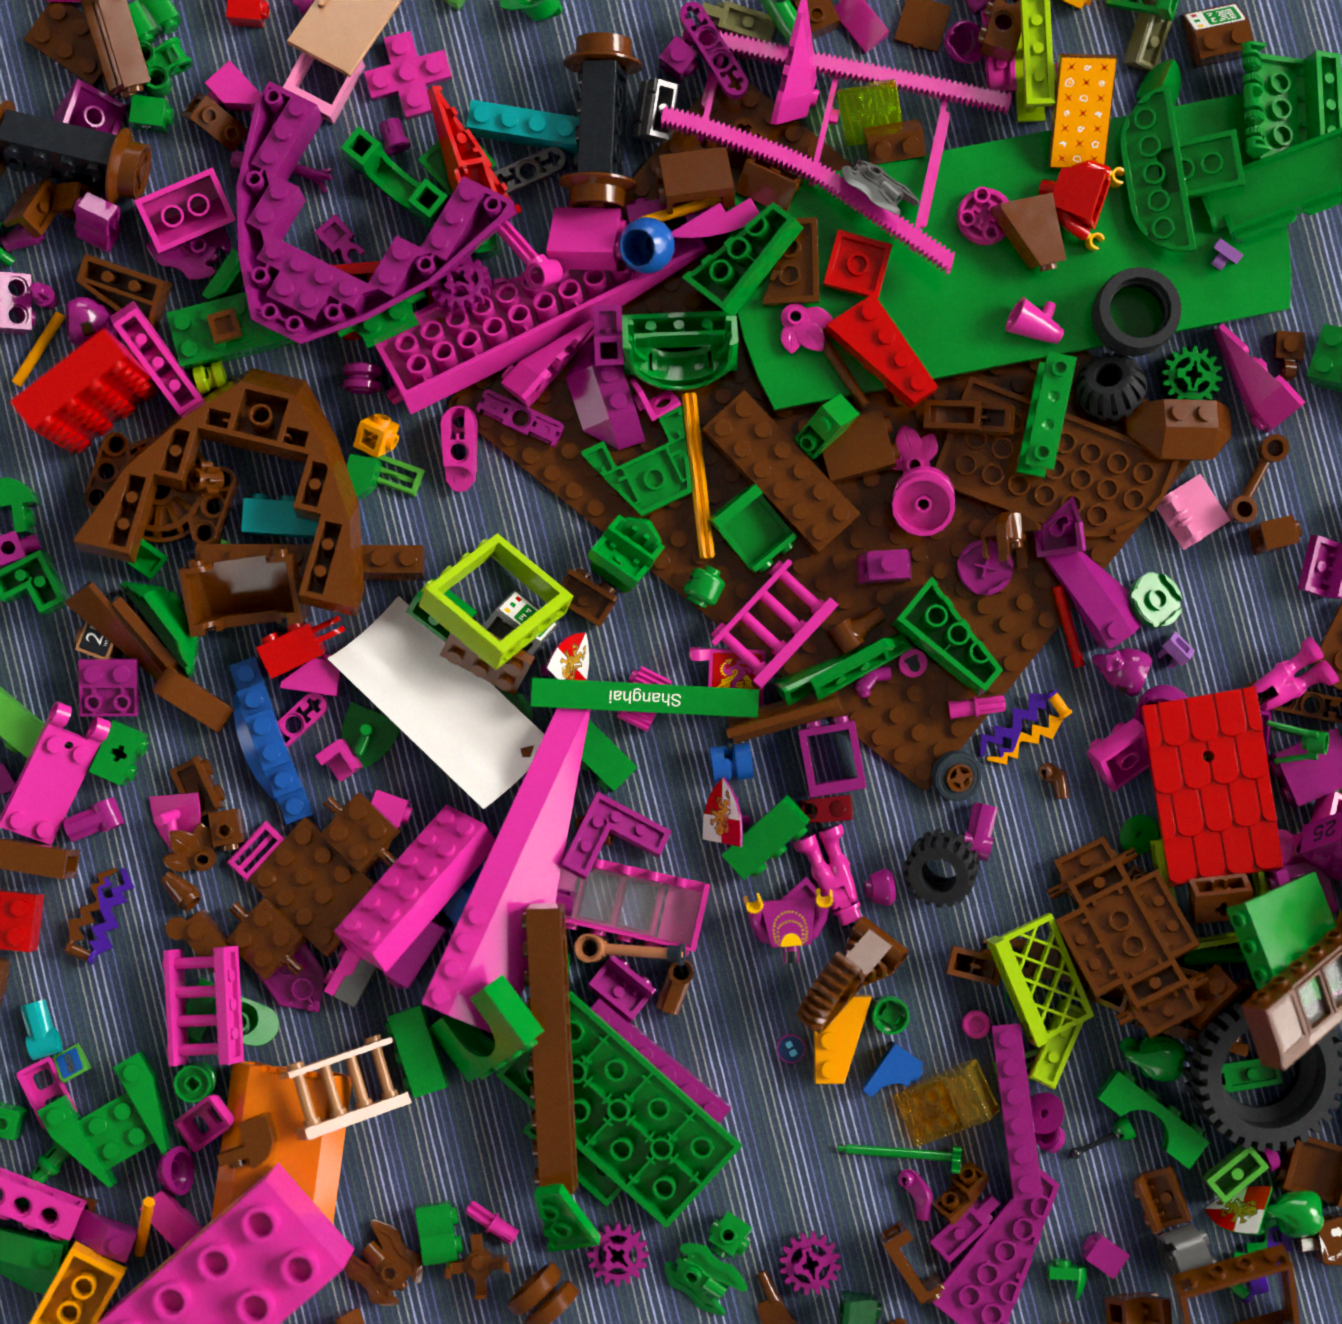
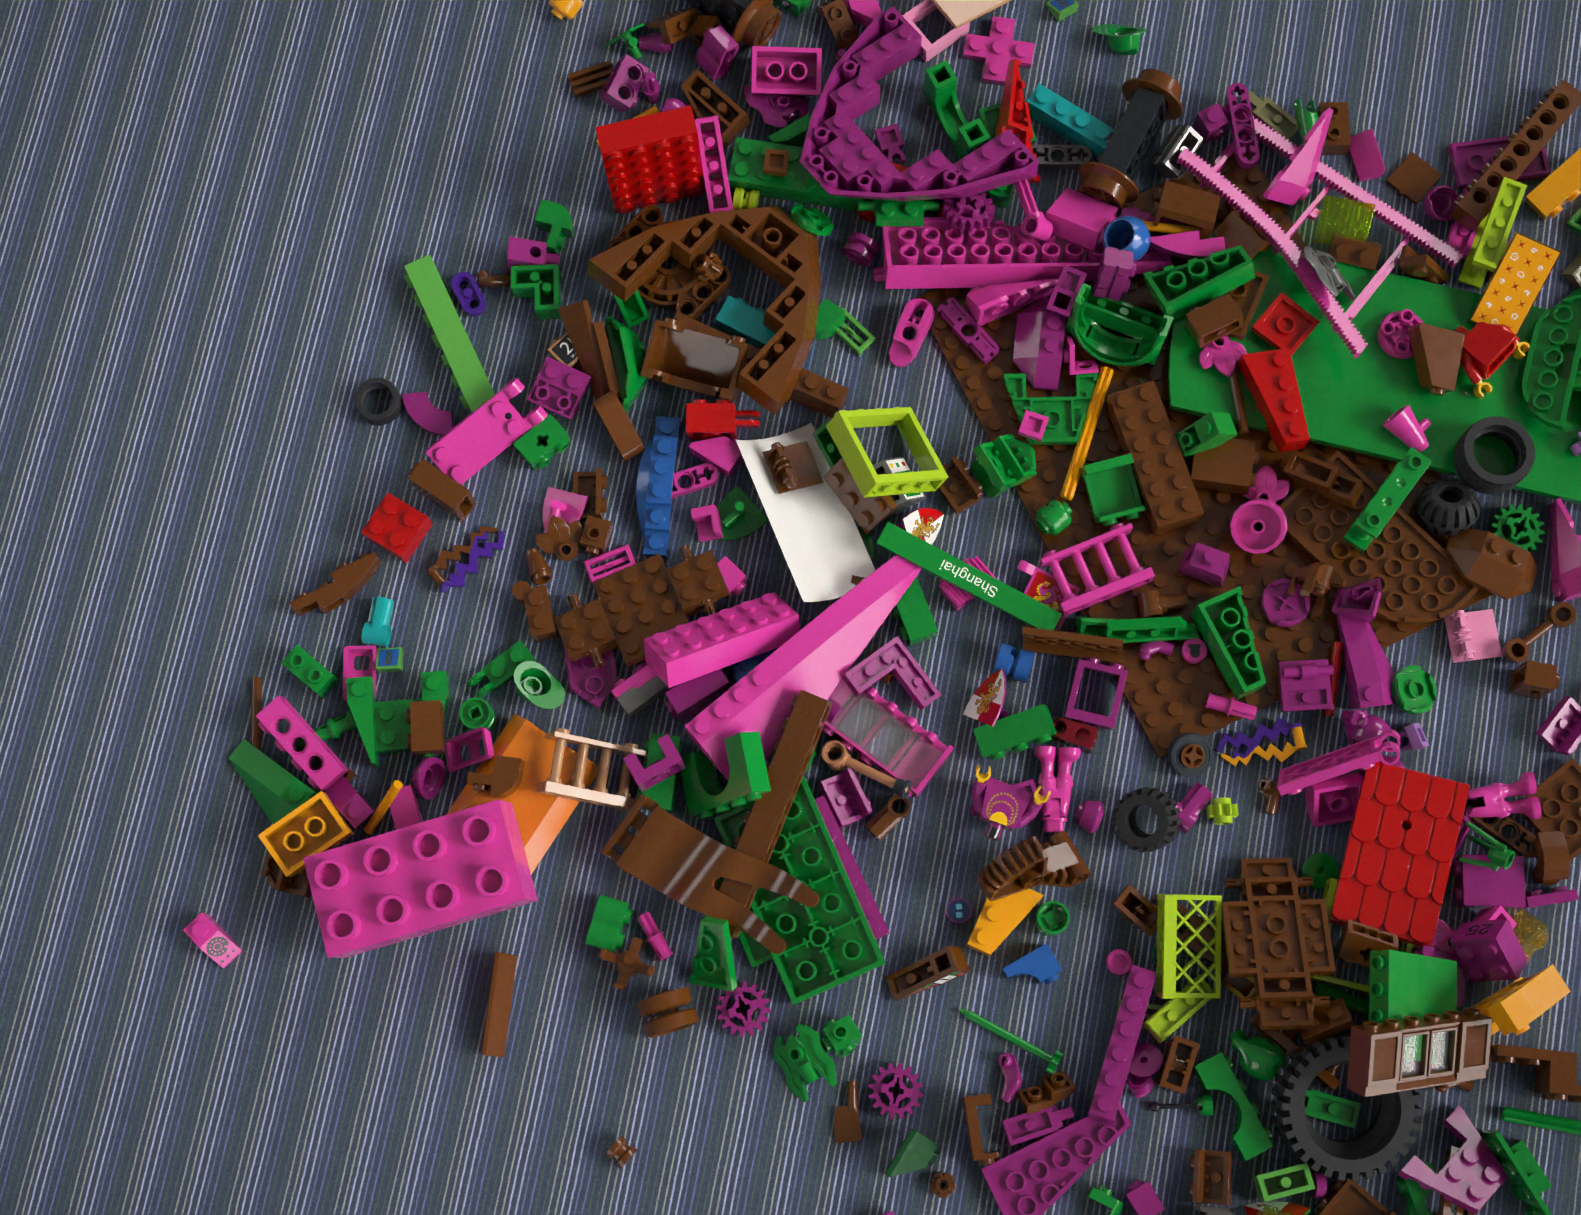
camera: 35 degrees right, 10 degrees down
(101, 817) = (505, 484): magenta piece -> none
(148, 1126) = (426, 727): none -> reddish brown brick
(228, 1006) = (532, 665): dark pink fence -> none
(293, 370) = (811, 220): none -> green tile
(315, 175) = (894, 91): magenta bar -> none
(376, 435) = (852, 294): light orange brick -> none
(386, 1267) = (555, 932): reddish brown piece -> none
(394, 137) = (967, 89): magenta bush -> none
(397, 1070) = (657, 770): none -> magenta panel
(401, 657) = (792, 466): none -> reddish brown hinge
(494, 1137) = (688, 863): none -> reddish brown flag
(638, 498) = (1033, 425): none -> dark pink plate
(650, 290) = (1114, 274): none -> magenta brick
(780, 297) = (1214, 320): none -> reddish brown brick
(788, 1128) = (928, 972): none -> reddish brown slope
(946, 1103) = (1066, 1013): clear yellow slope -> none
(972, 128) = (1421, 267): none -> reddish brown bracket
(1014, 820) = (1222, 811): none -> lime gear
(1042, 648) = (1305, 685): none -> magenta plate
(1080, 1104) = (1177, 1064): none -> reddish brown brick
(1112, 721) = (1338, 762): none -> dark pink hinge

